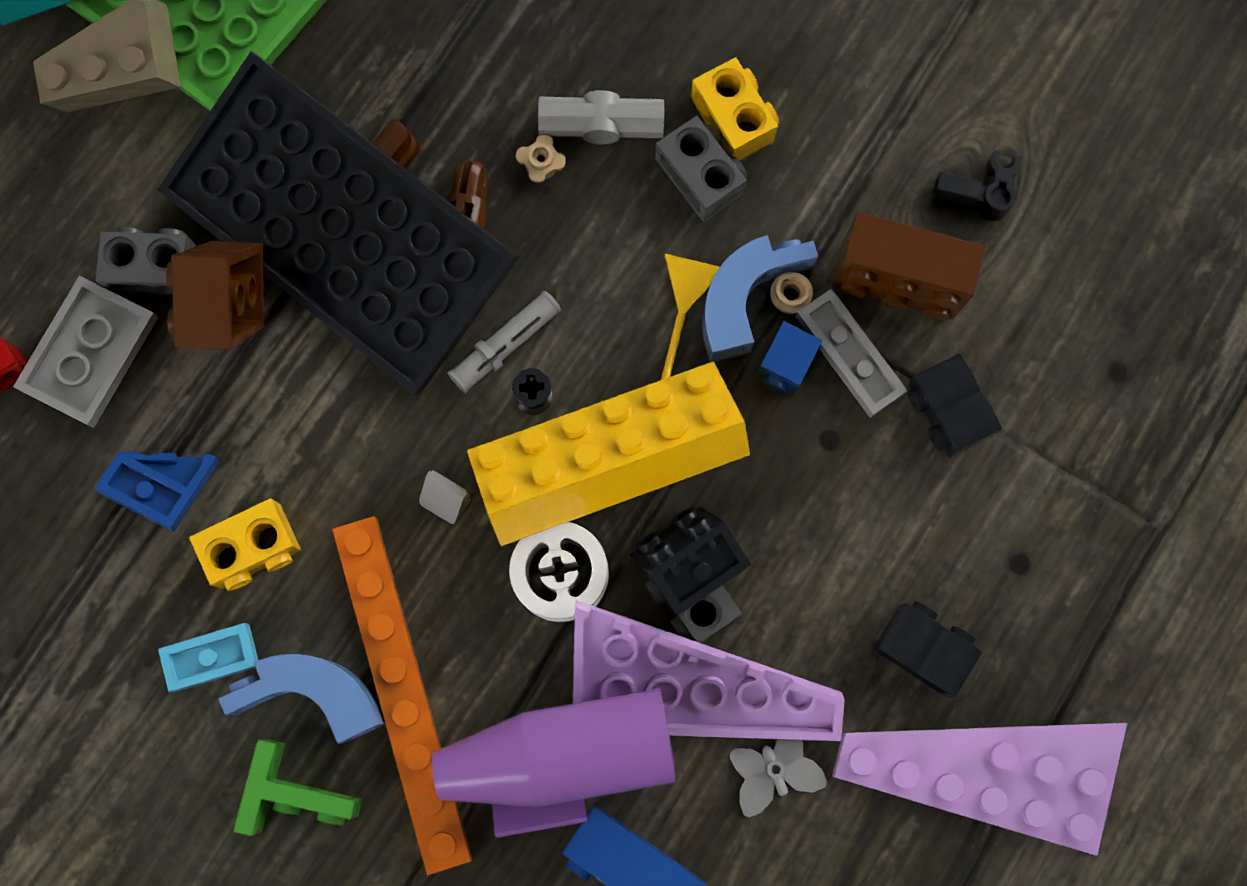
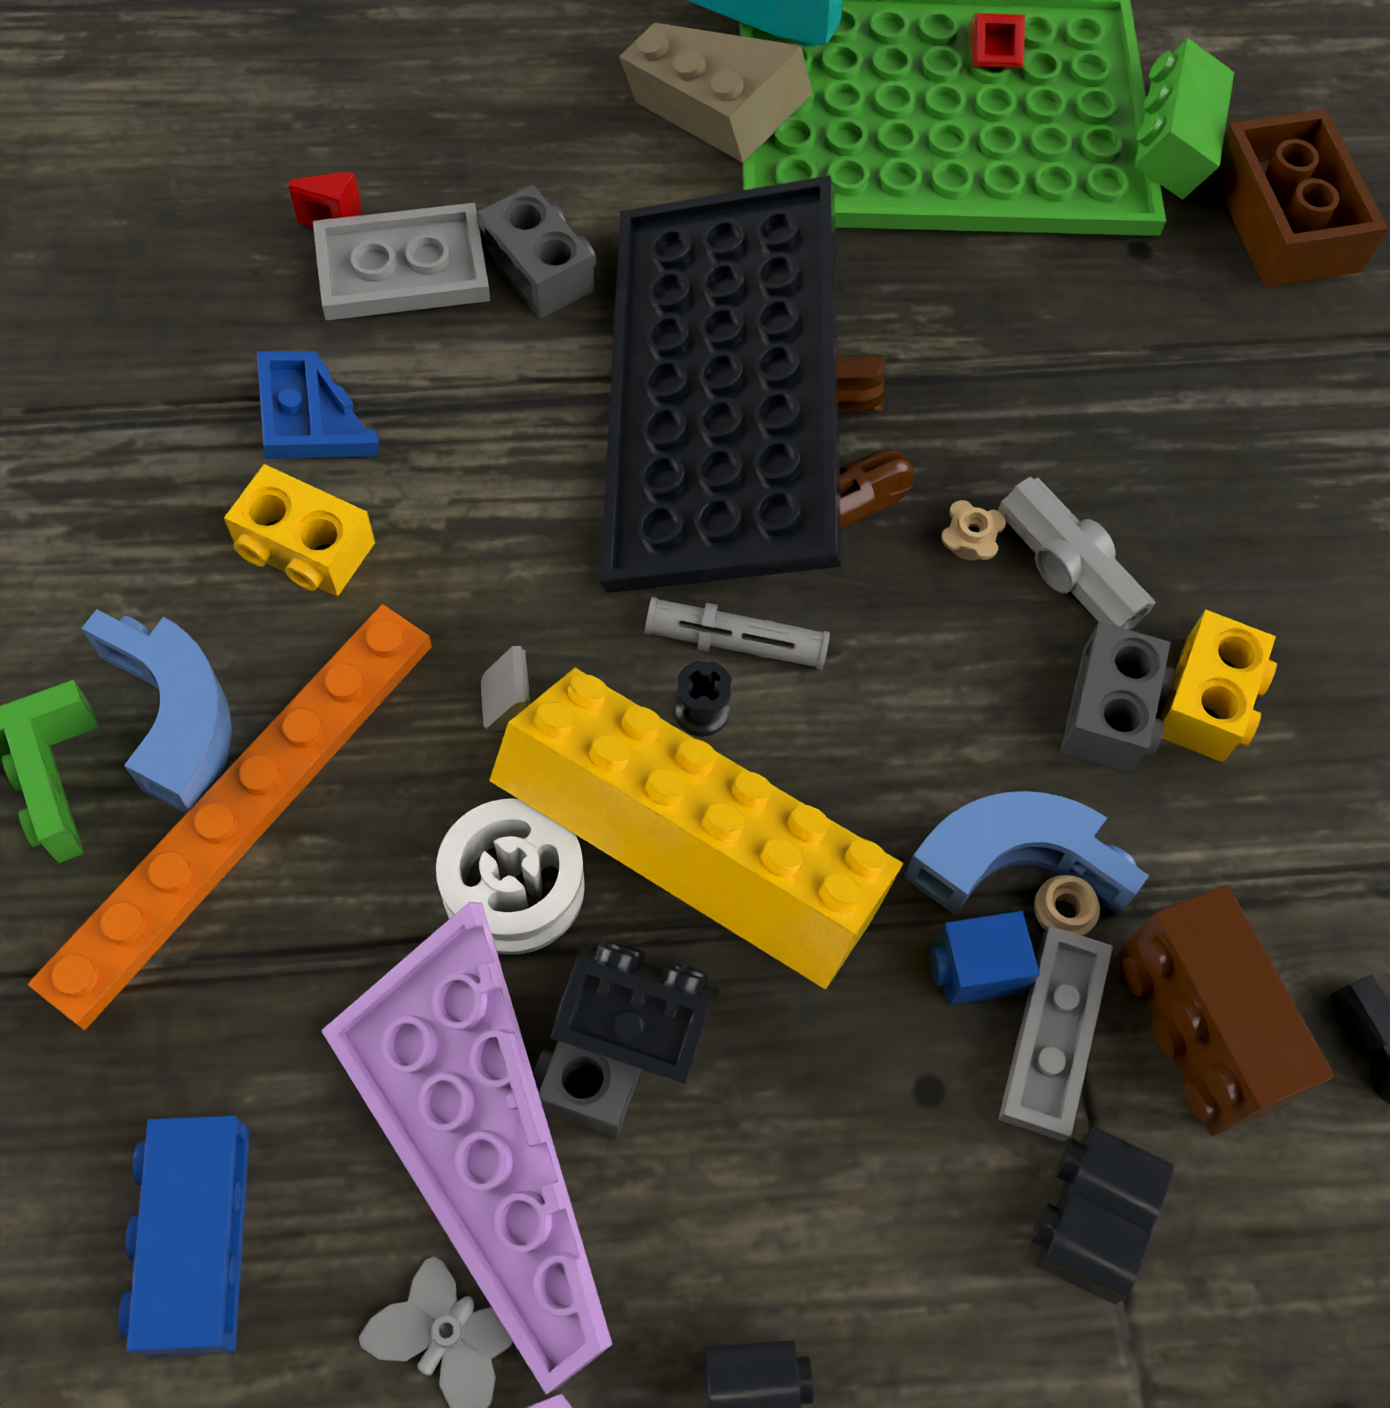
camera: 50 degrees right, 15 degrees down
(208, 657) = (144, 578): medium azure plate -> none
(216, 294) = (546, 305): reddish brown brick -> none
(554, 758) = (266, 1023): medium lavender piece -> none
(689, 283) = (975, 778): yellow piece -> none

